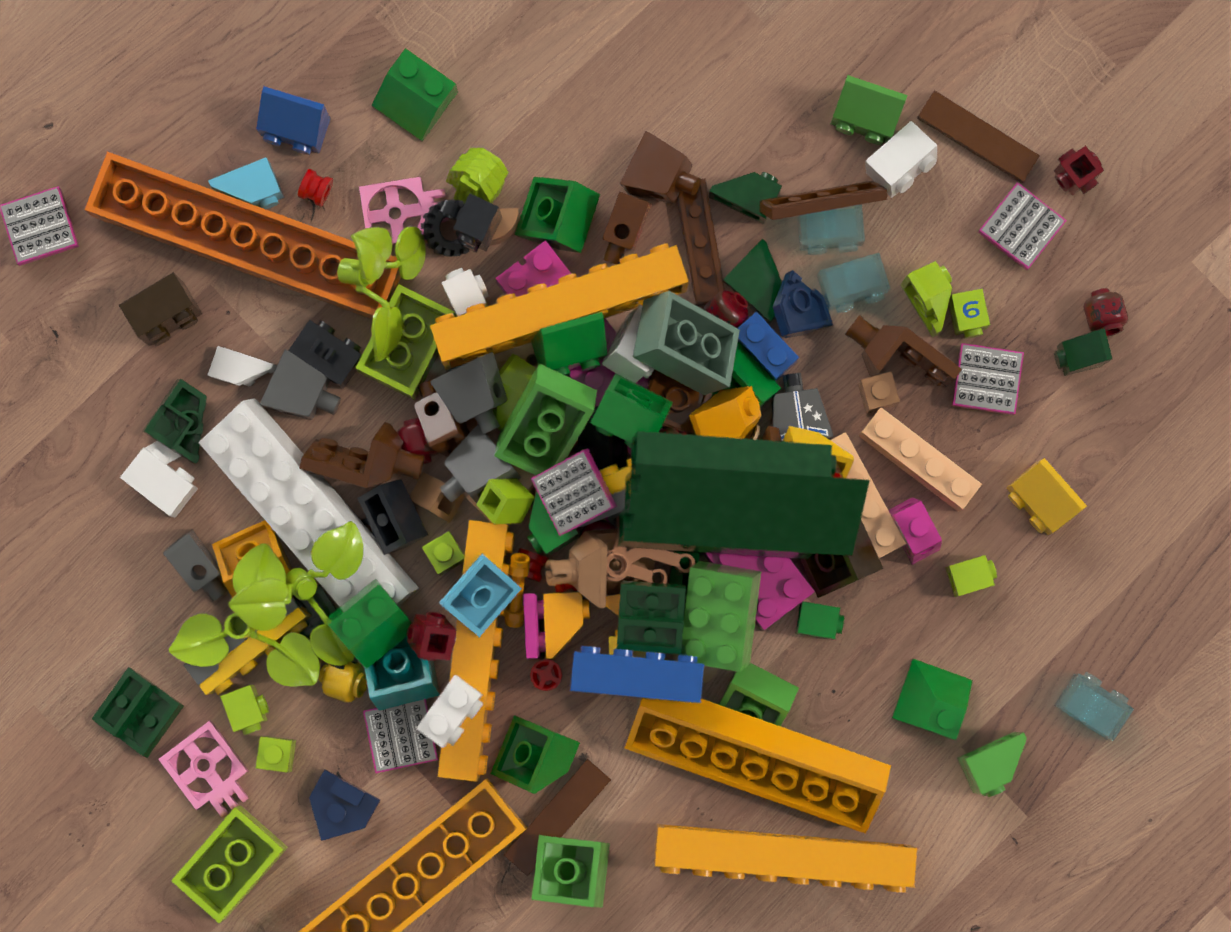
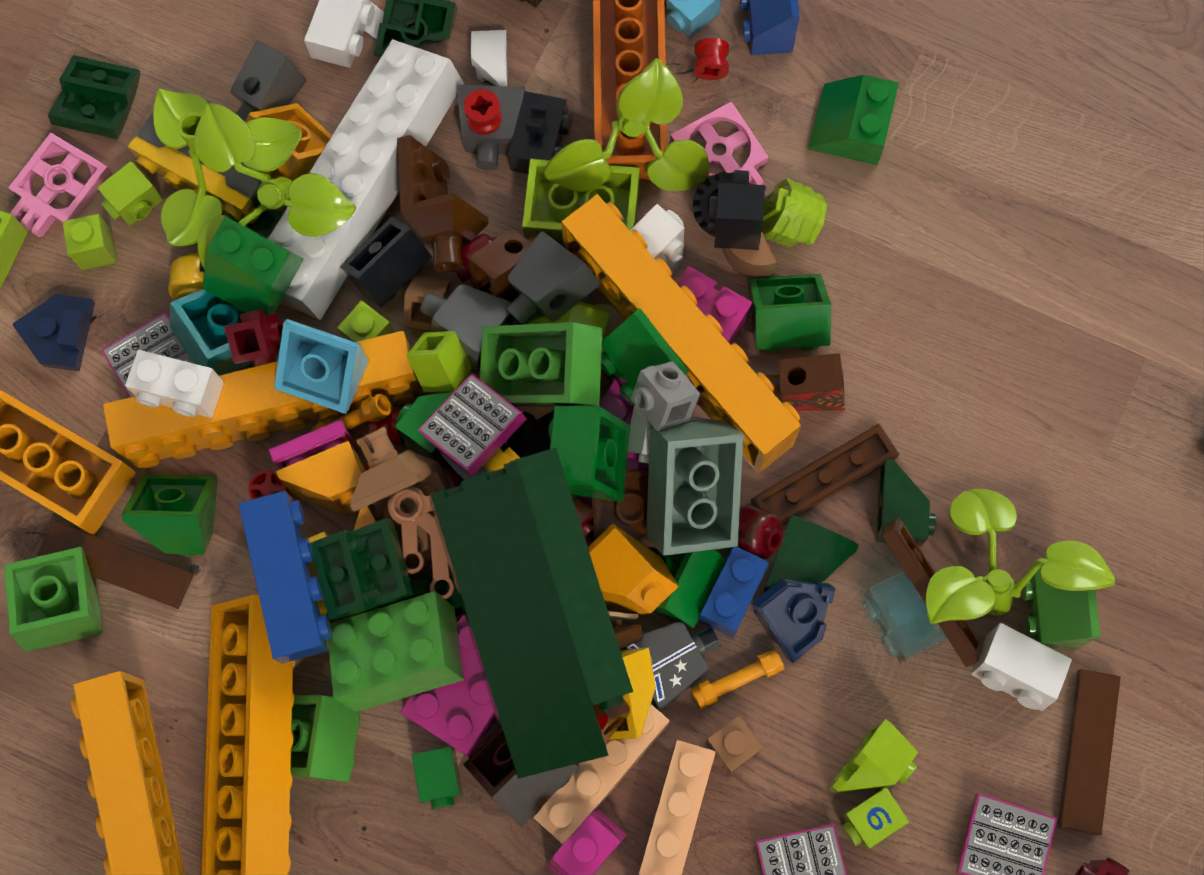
camera: 75 degrees right, 10 degrees down
(303, 392) = (483, 121): none -> red wheel
(616, 337) = (664, 396): none -> light grey brick
(659, 171) = (883, 397): reddish brown torso -> none
(831, 397) = (767, 664): none -> light orange bar
(841, 180) = (958, 595): none -> lime plant
(853, 283) = (851, 667): clear light blue brick -> none
(882, 343) = (796, 729): reddish brown plate -> none

